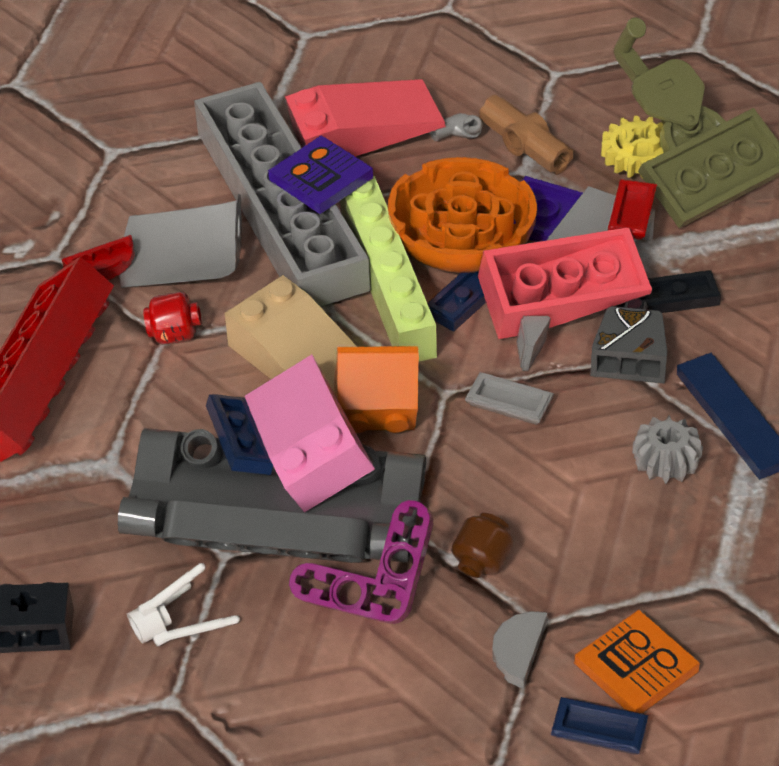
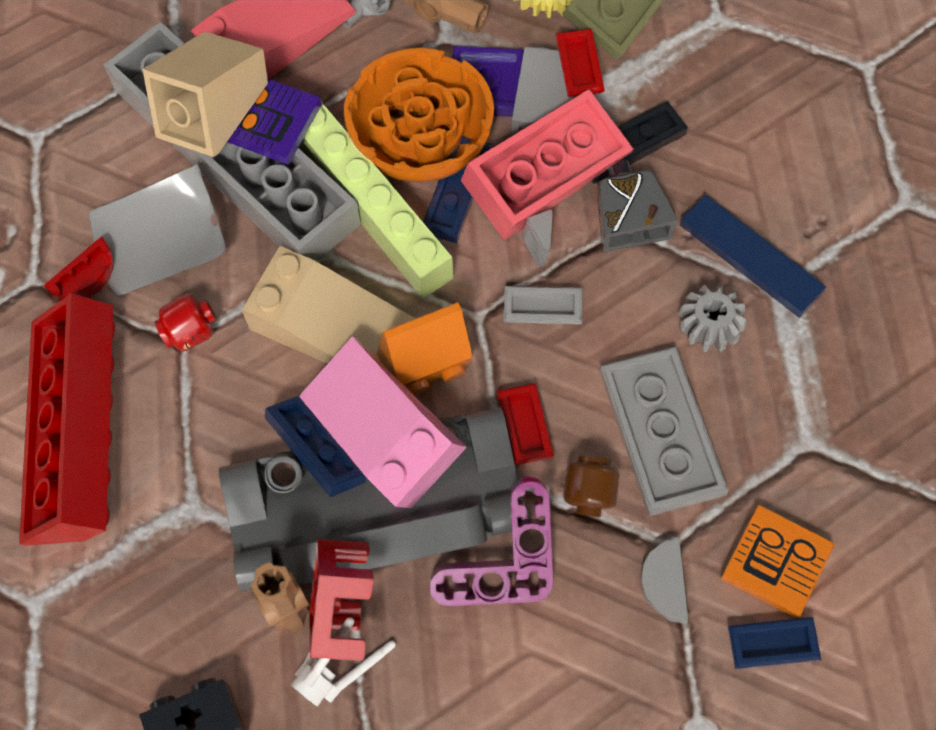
camera: 20 degrees left, 20 degrees up
(148, 529) = (279, 597): none -> medium nougat piece
(187, 540) = (326, 606): none -> panel
(269, 132) = (204, 91): none -> tan slope
(446, 484) = (525, 424): none -> red tile
(576, 529) = (663, 431): none -> light grey tile

